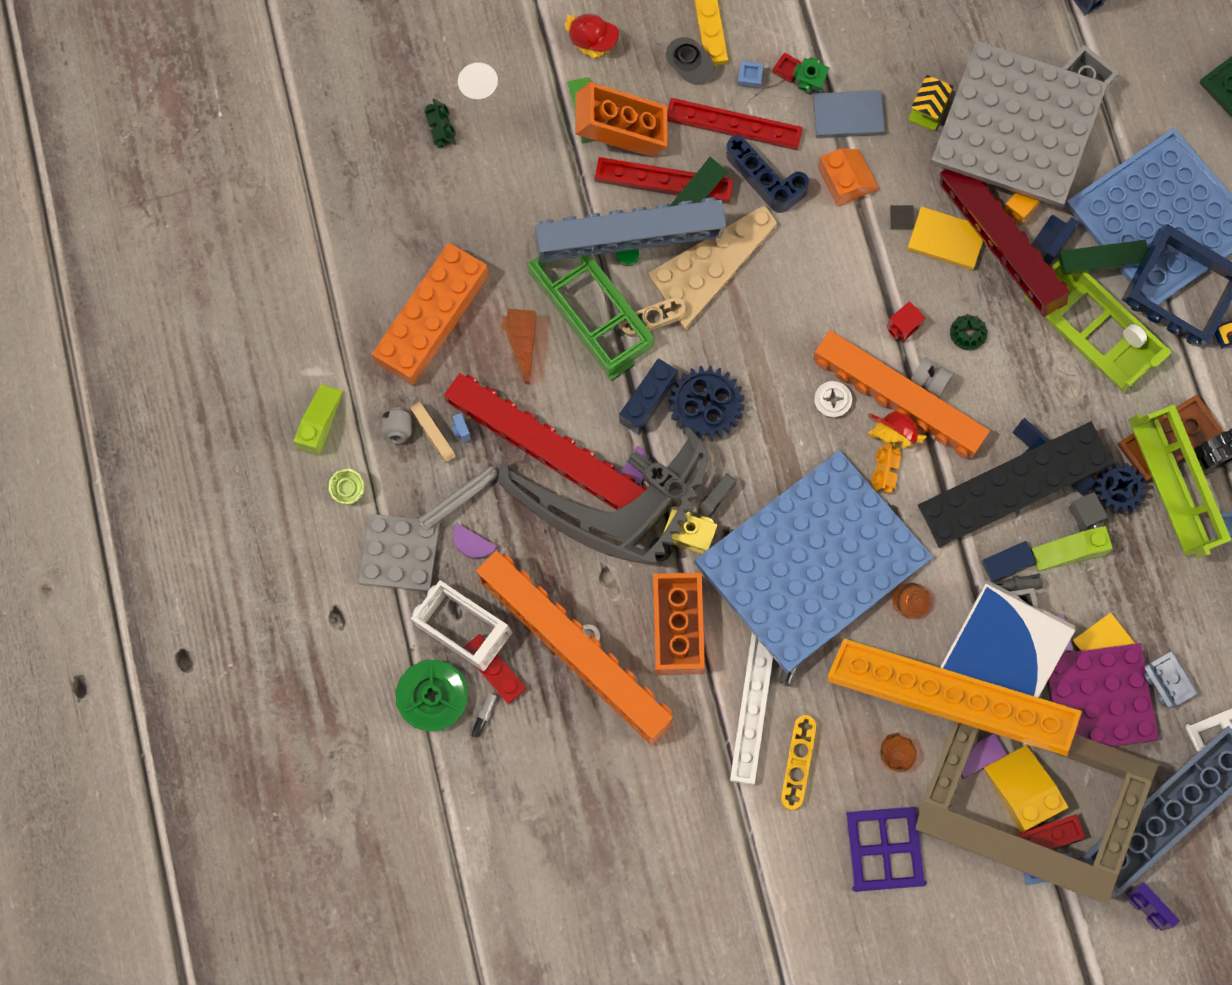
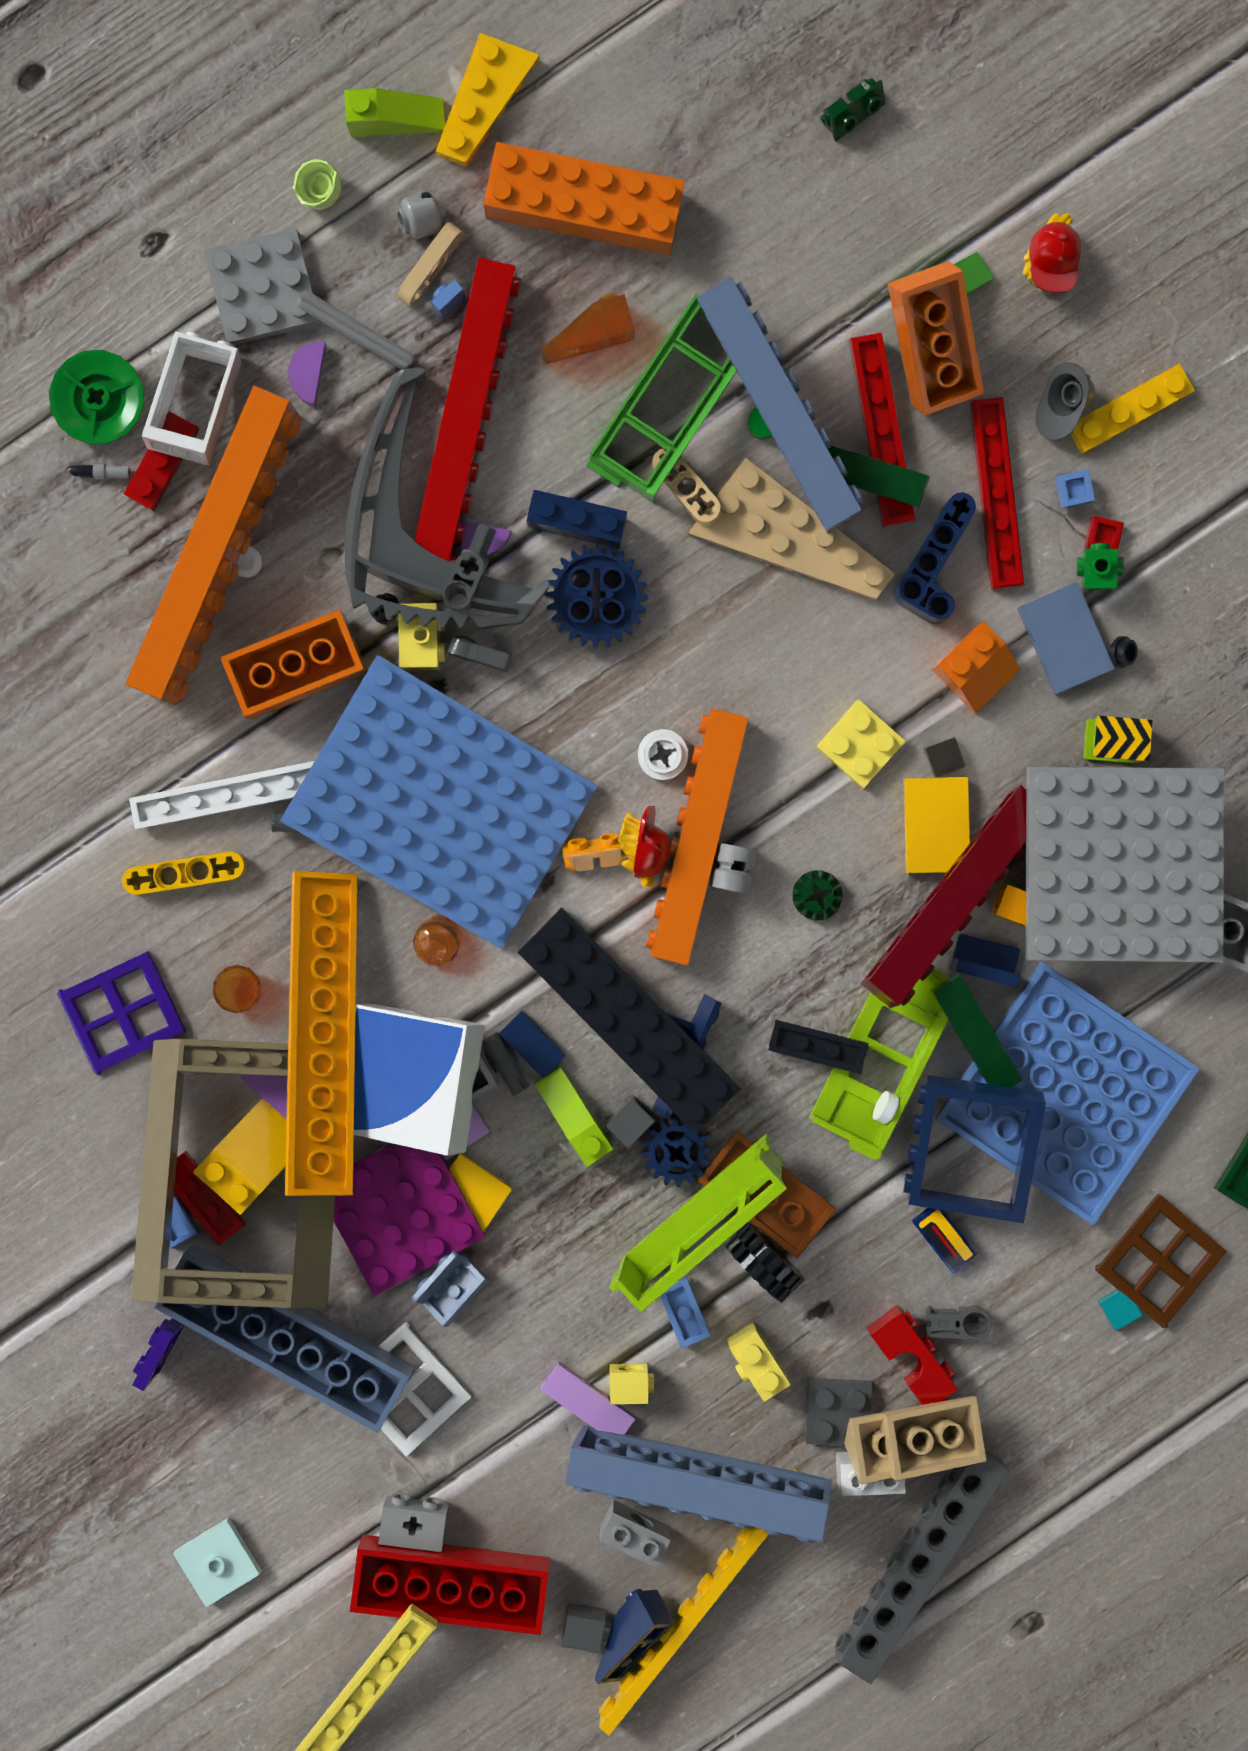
camera: 65 degrees right, 15 degrees up
(327, 353) = (488, 85): none -> yellow wing
(477, 80) = (935, 133): white sticker -> none
(871, 81) = (1123, 651): none -> black plate
(872, 268) = (860, 744): none -> light yellow plate
(905, 322) = (798, 810): red brick -> none
(1076, 366) = (818, 1046): none -> black plate

